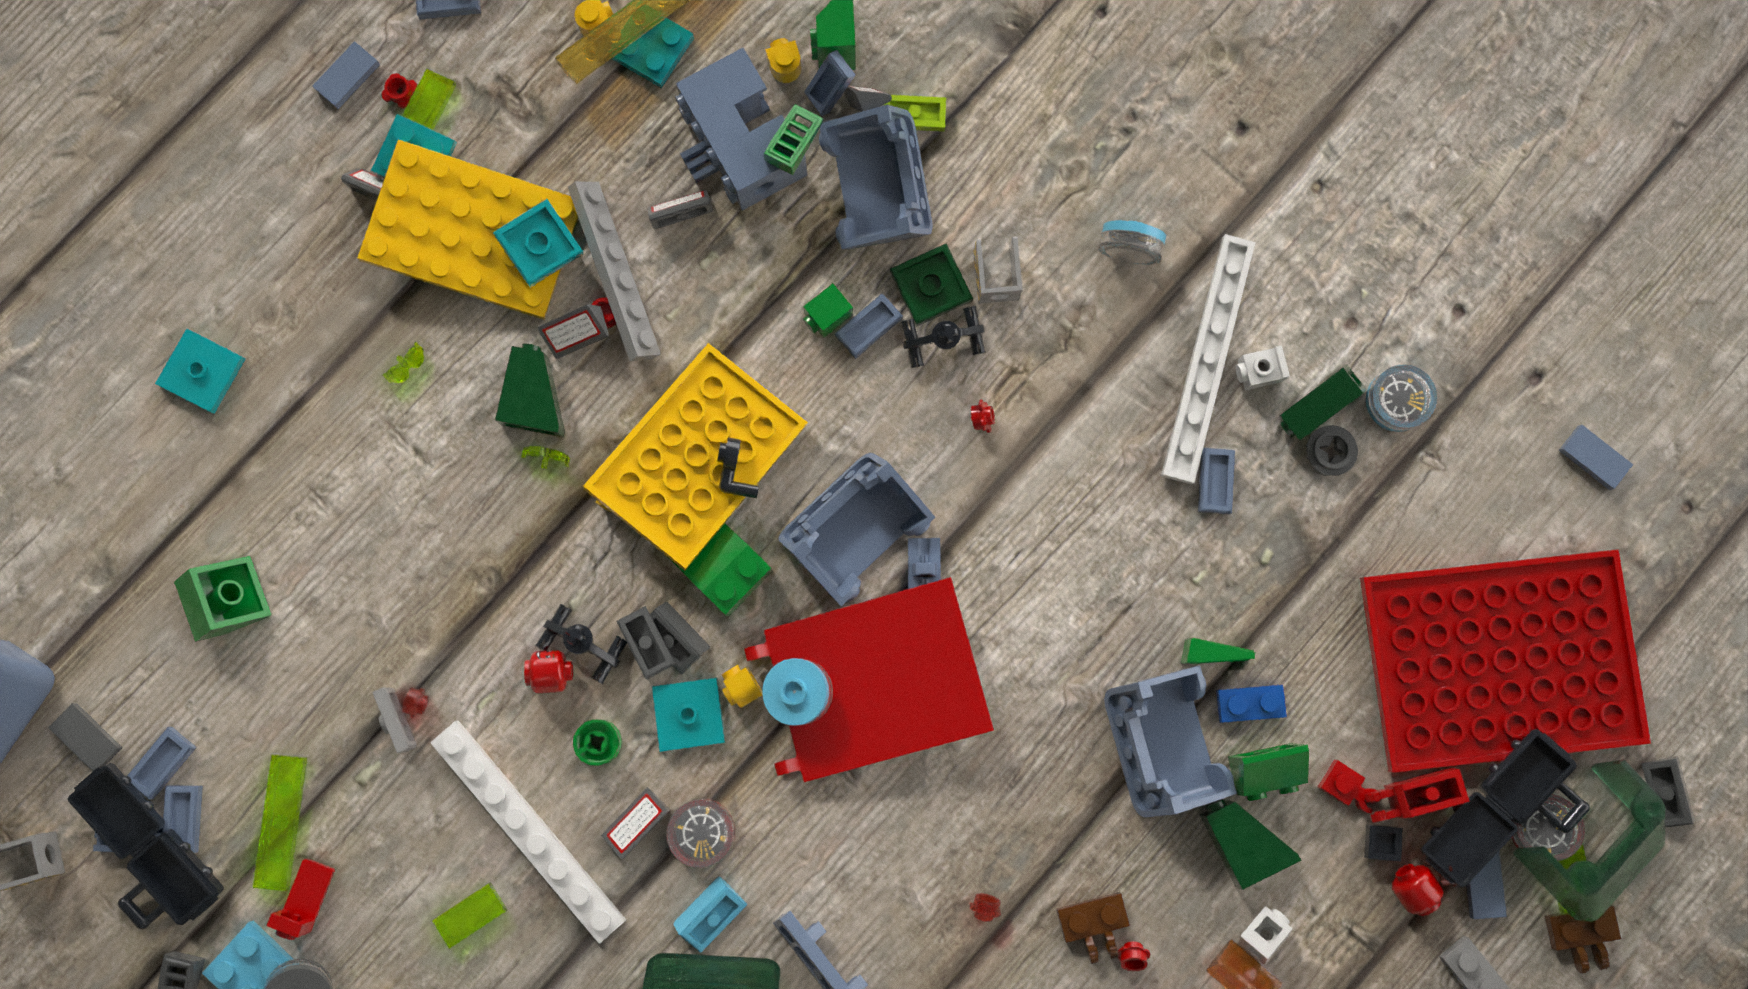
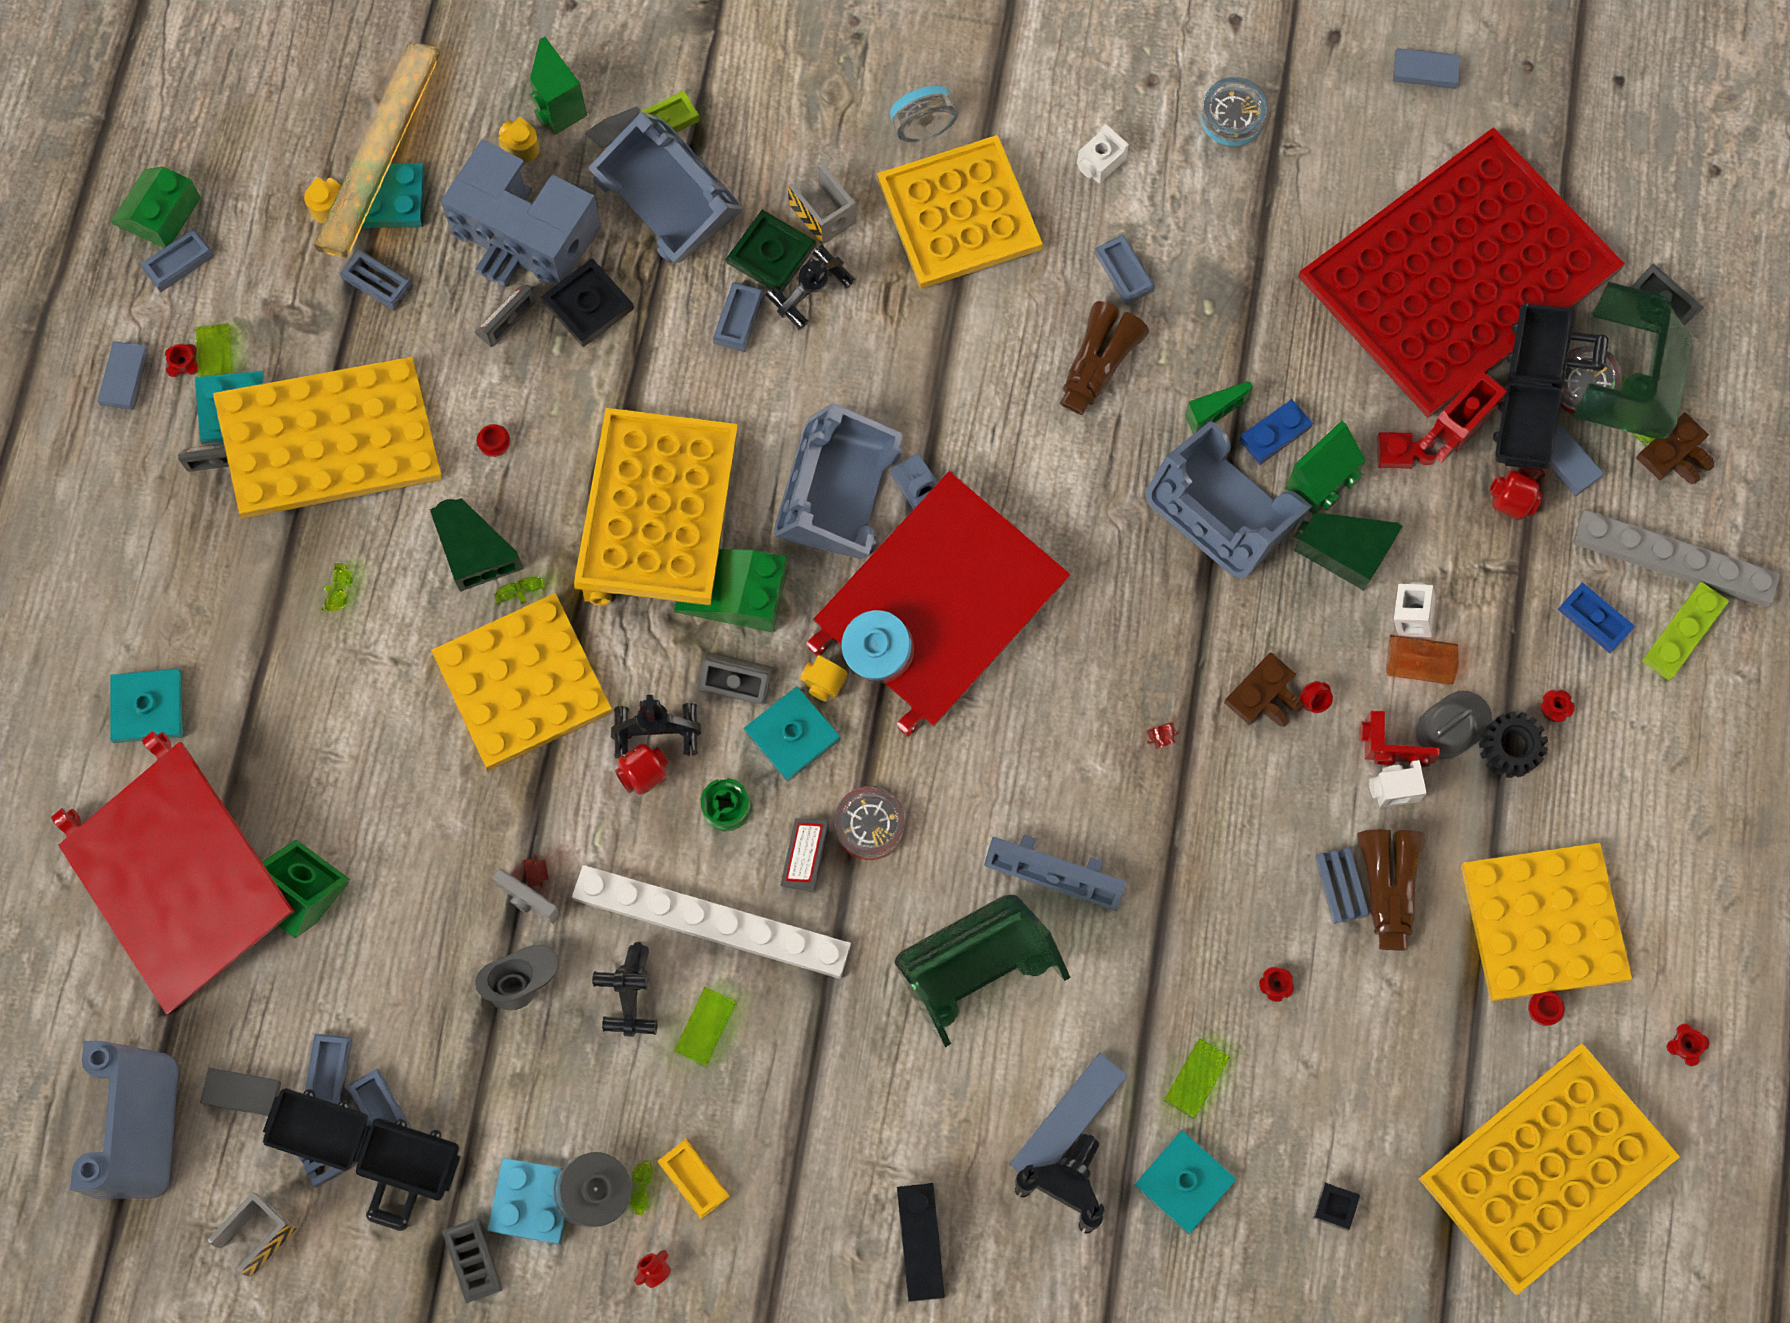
camera: 30 degrees left, 10 degrees down
(131, 530) = (173, 875): none -> red flag
(280, 822) = (475, 1054): clear neon green tile -> none
(303, 901) = (542, 1104): red bracket -> none
(344, 784) = (515, 978): none -> dark grey piece
(417, 855) = (627, 981): none -> black axle
(502, 534) = (521, 681): none -> yellow plate
(538, 243) = (398, 409): teal plate -> none
(574, 330) = (477, 467): slope -> none
(605, 136) = (396, 293): none -> sand blue tile
(614, 271) = (480, 398): light grey plate -> none
(645, 642) = (713, 694): dark grey slope -> none
(709, 914) = (923, 892): medium azure slope -> none
(728, 456) = (688, 483): black plate -> none
(752, 239) = (587, 302): none -> black plate
(782, 161) = (578, 208): green slope -> none
(827, 311) = (694, 322): green brick -> none
(829, 83) = (574, 133): sand blue tile -> none
(982, 416) = (888, 331): red plate -> none
(1109, 345) = (959, 211): none -> yellow plate
(1127, 557) = (1093, 372): none -> reddish brown piece
(1208, 359) = (1051, 175): white plate -> none
(1322, 403) = (1170, 151): dark green slope -> none
(1343, 442) = (1211, 177): dark grey gear -> none
(1383, 842) = (1462, 476): black plate -> none

